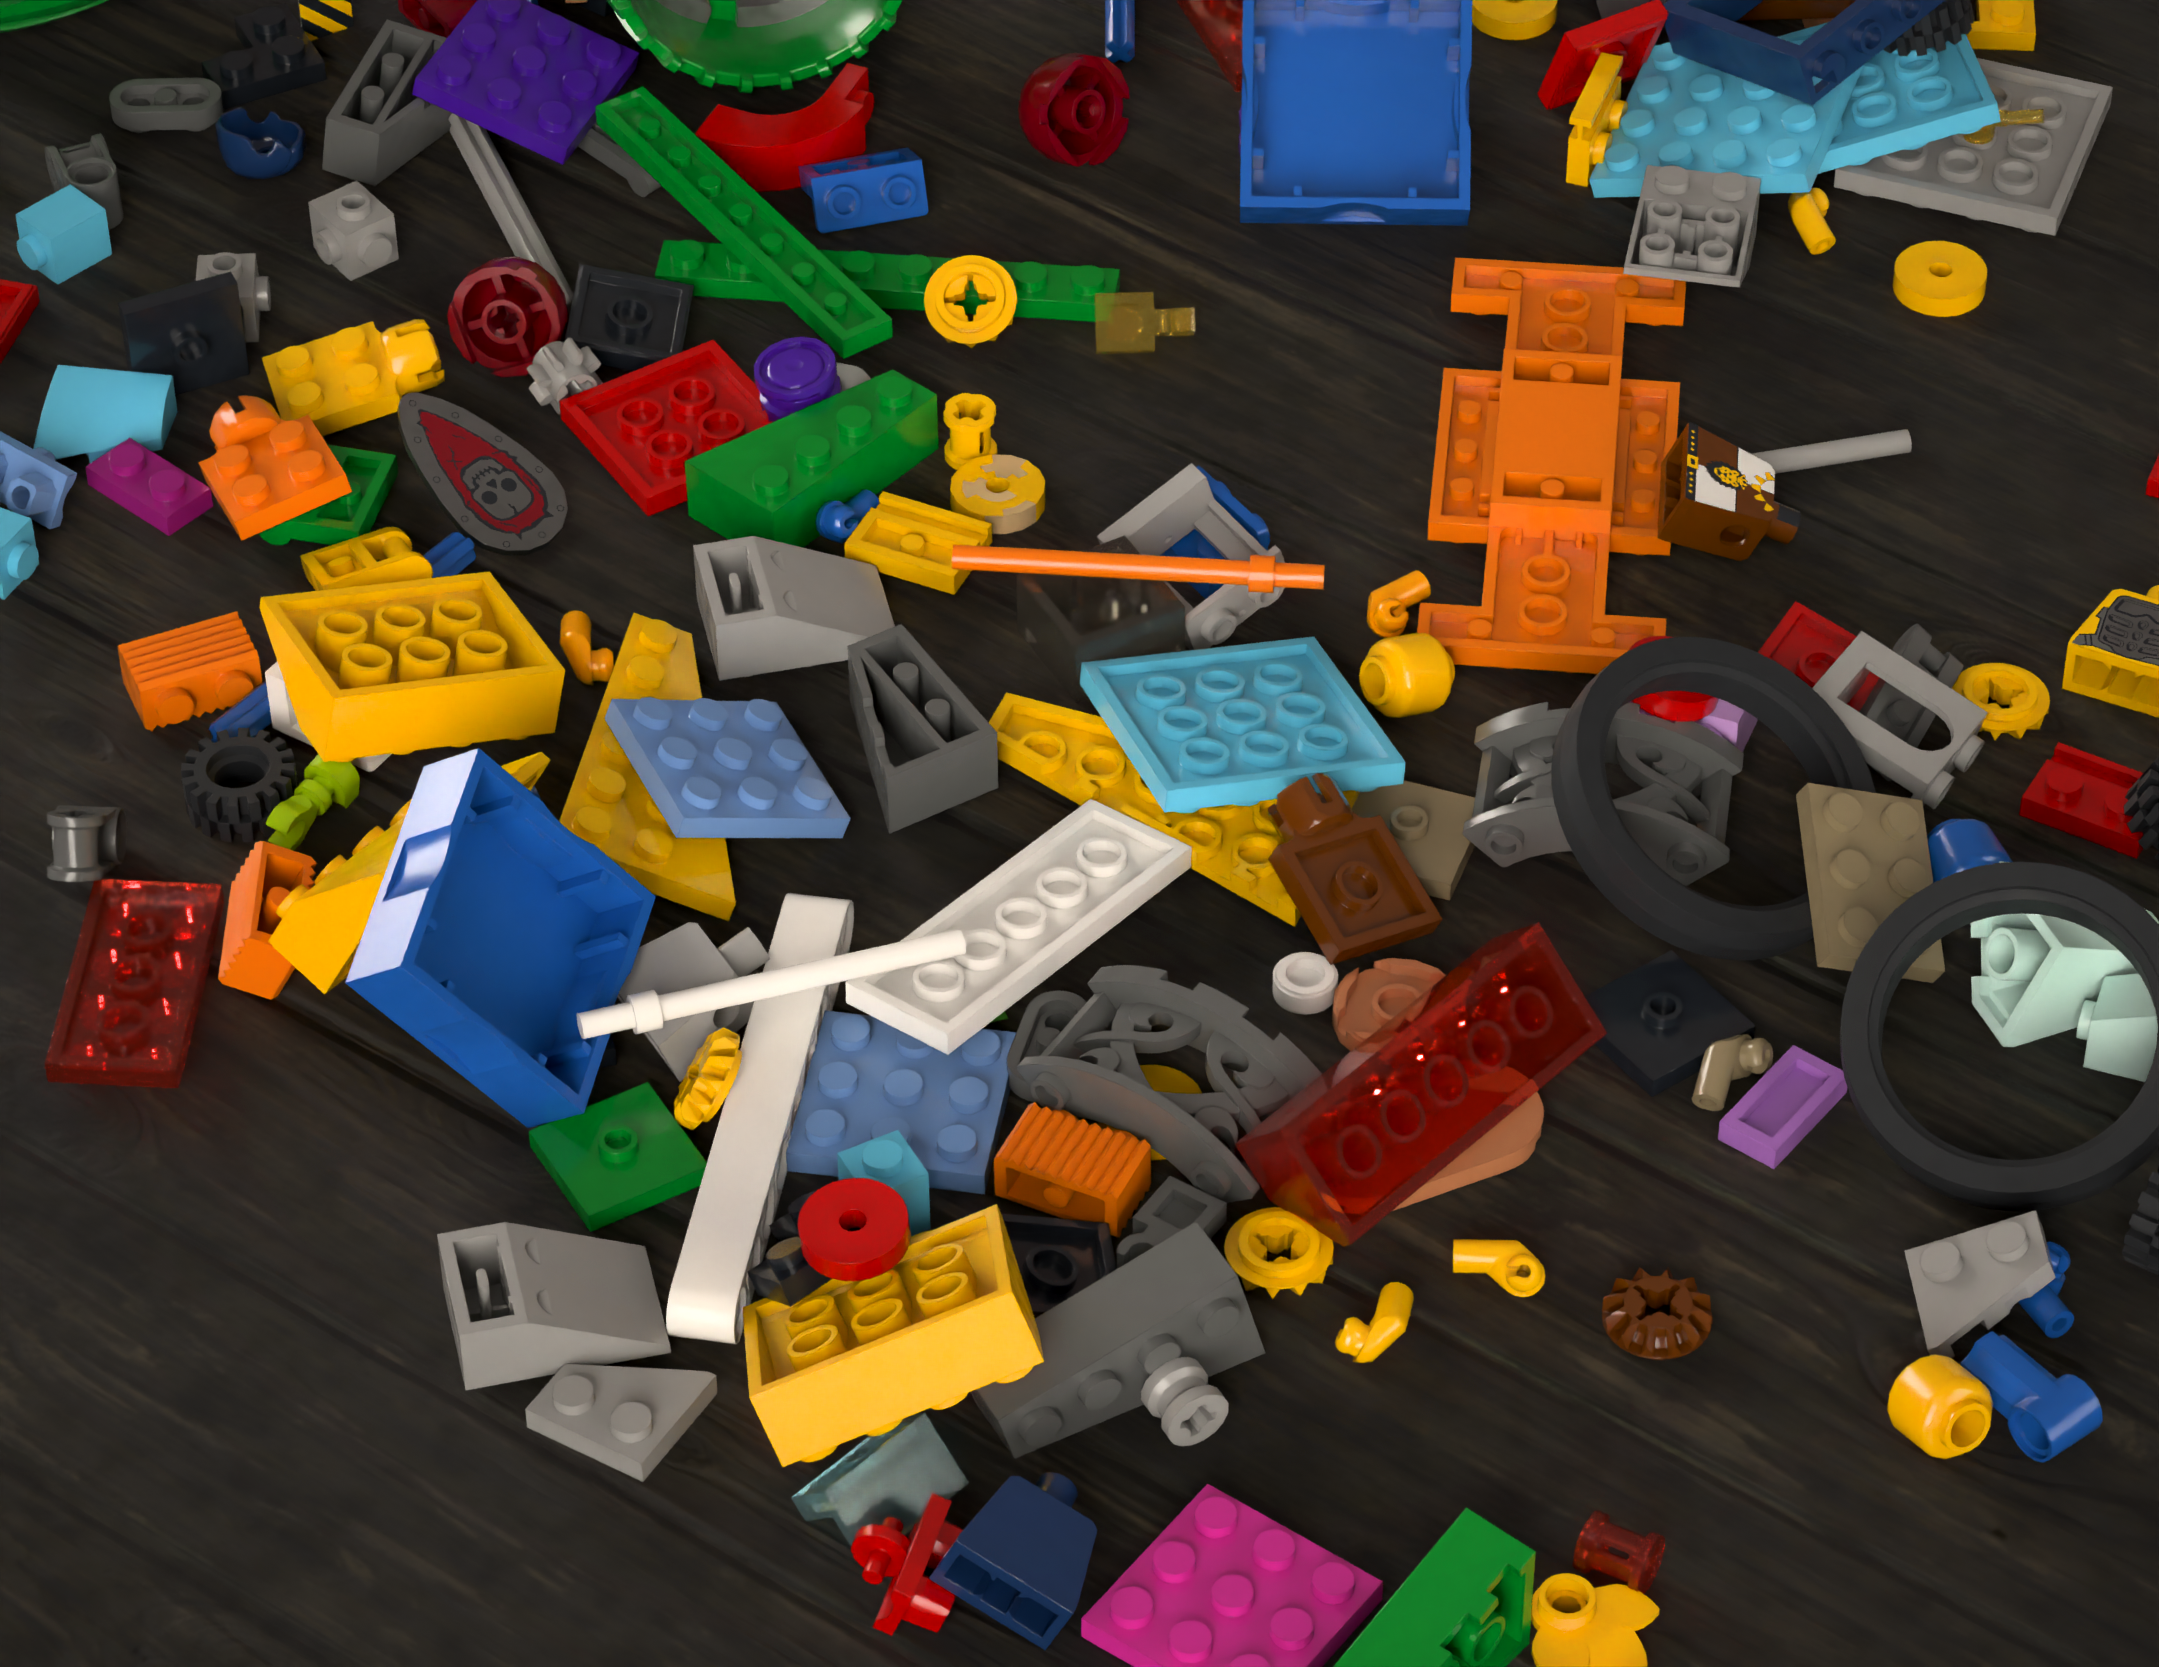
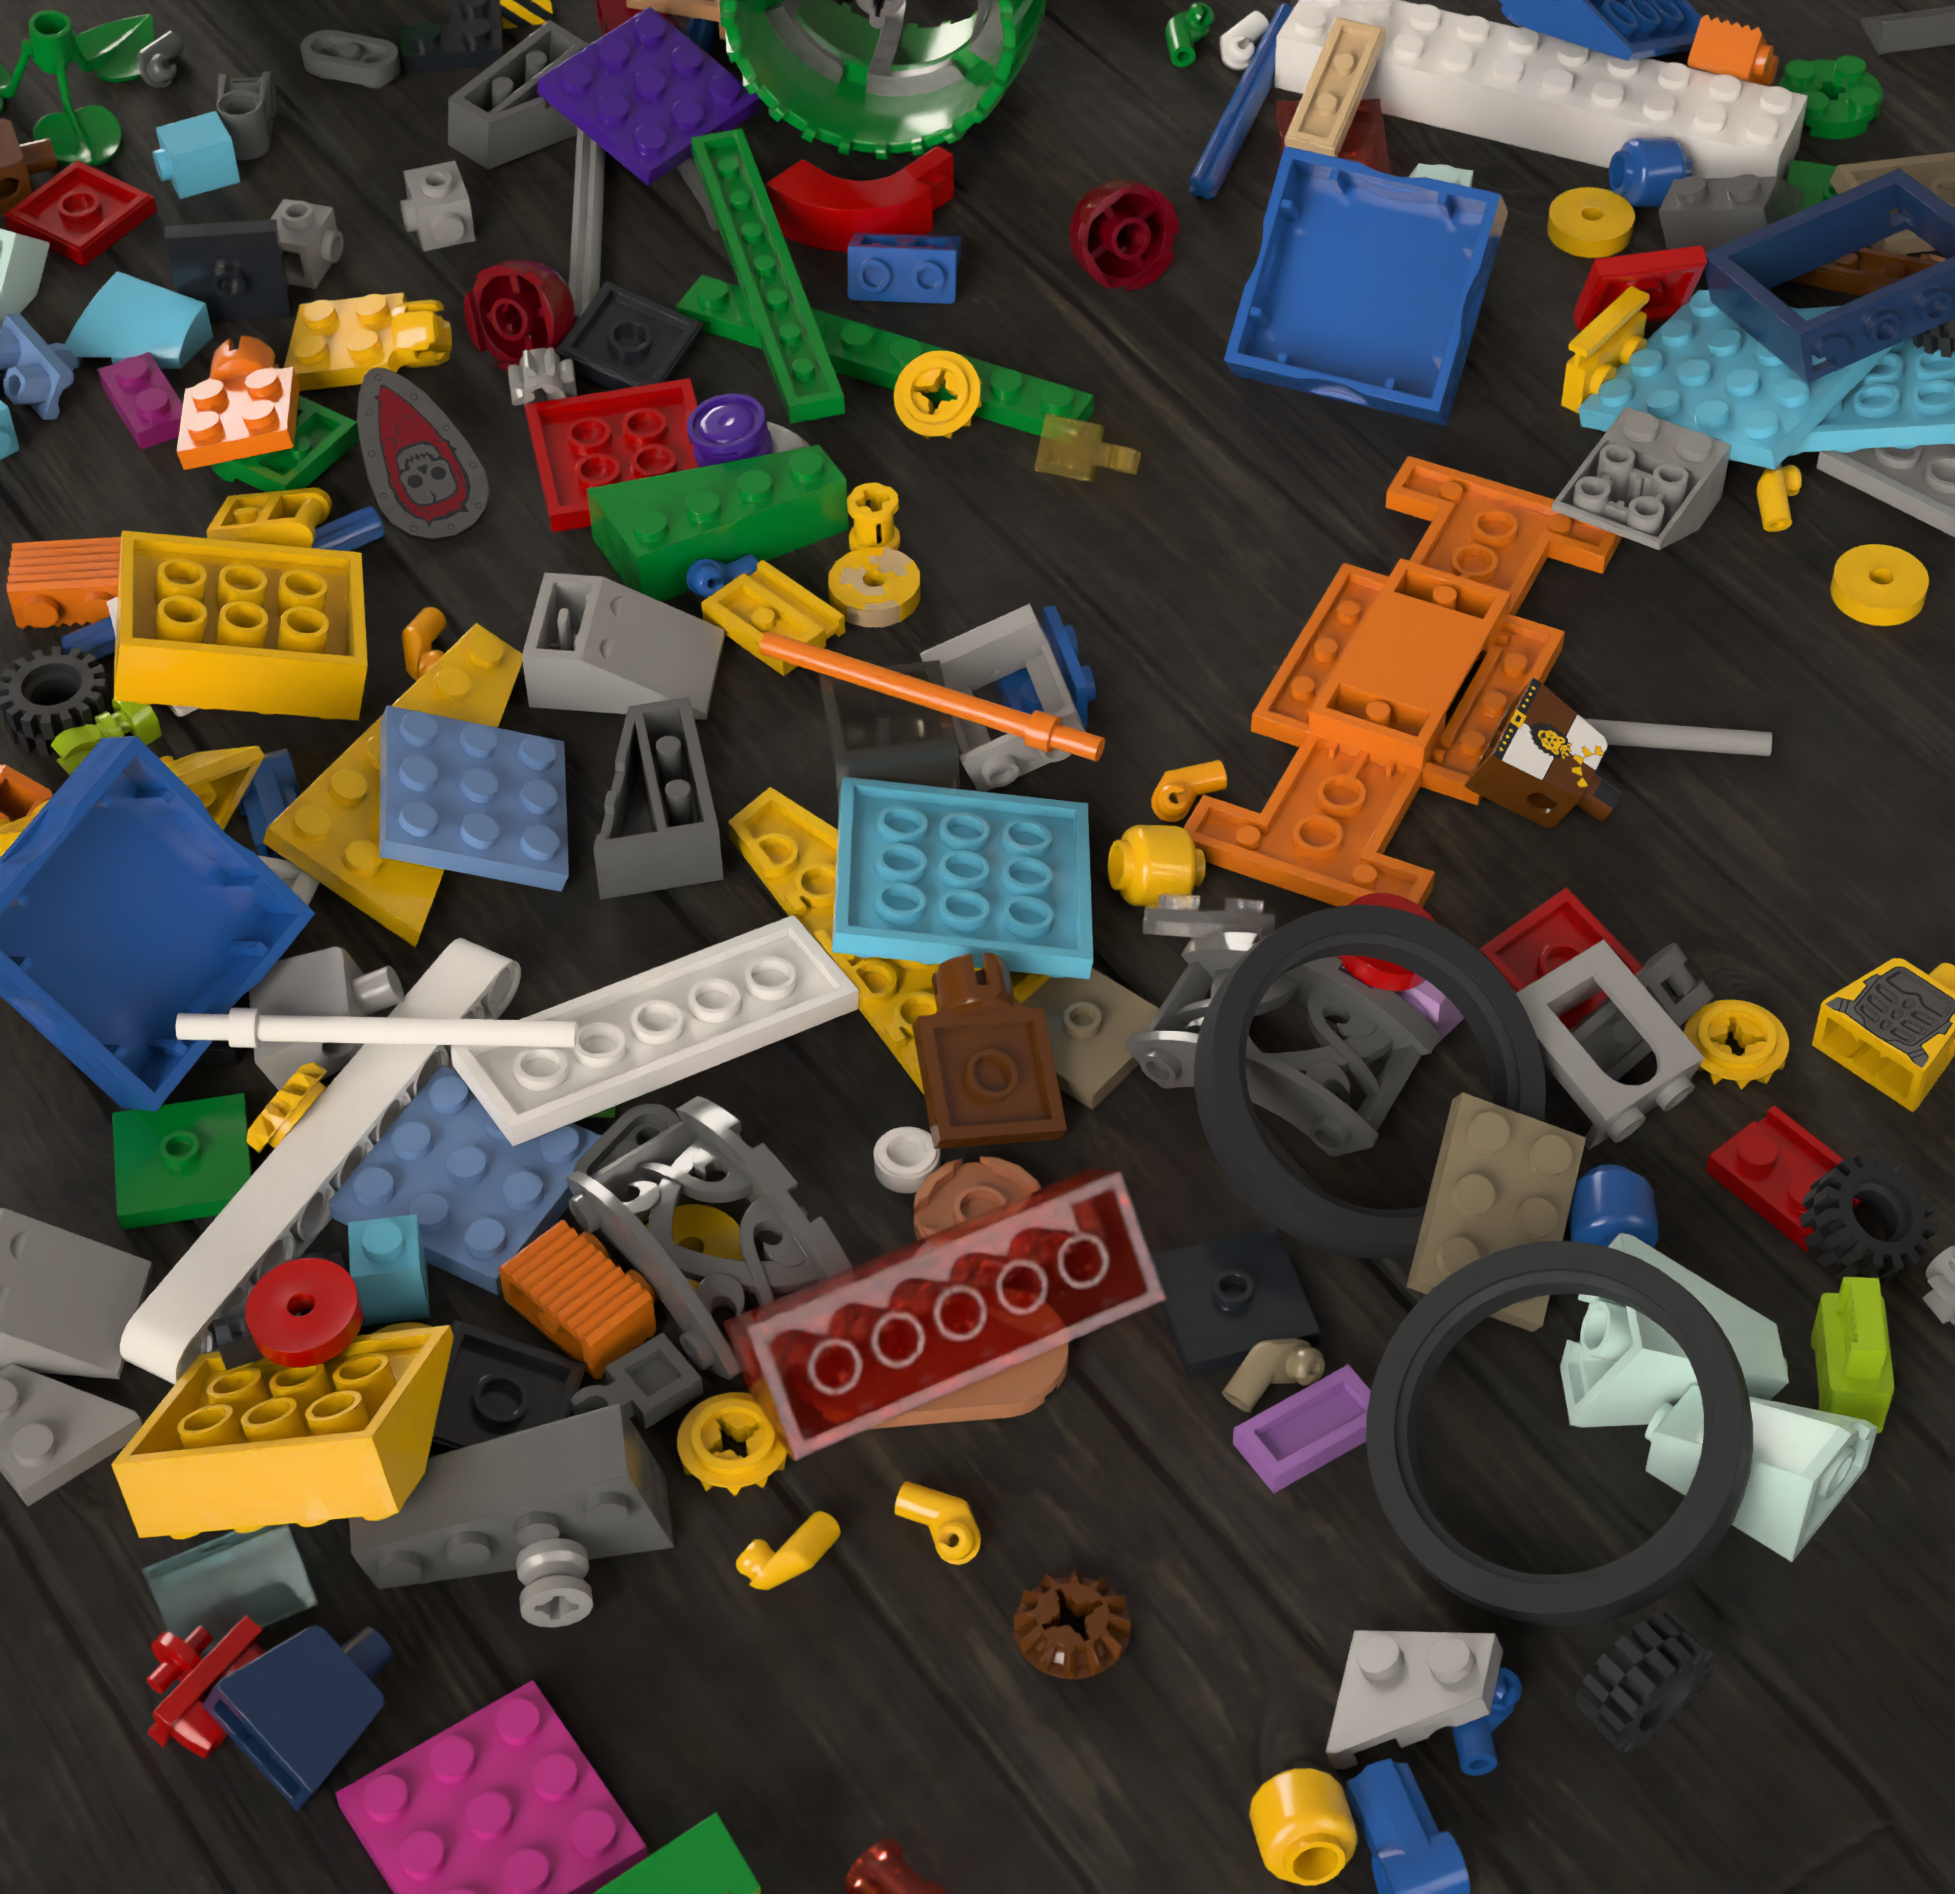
camera: 20 degrees right, 5 degrees up
(259, 148) = (400, 112): dark blue hair -> none
(1468, 707) = (1182, 917): none -> clear plate

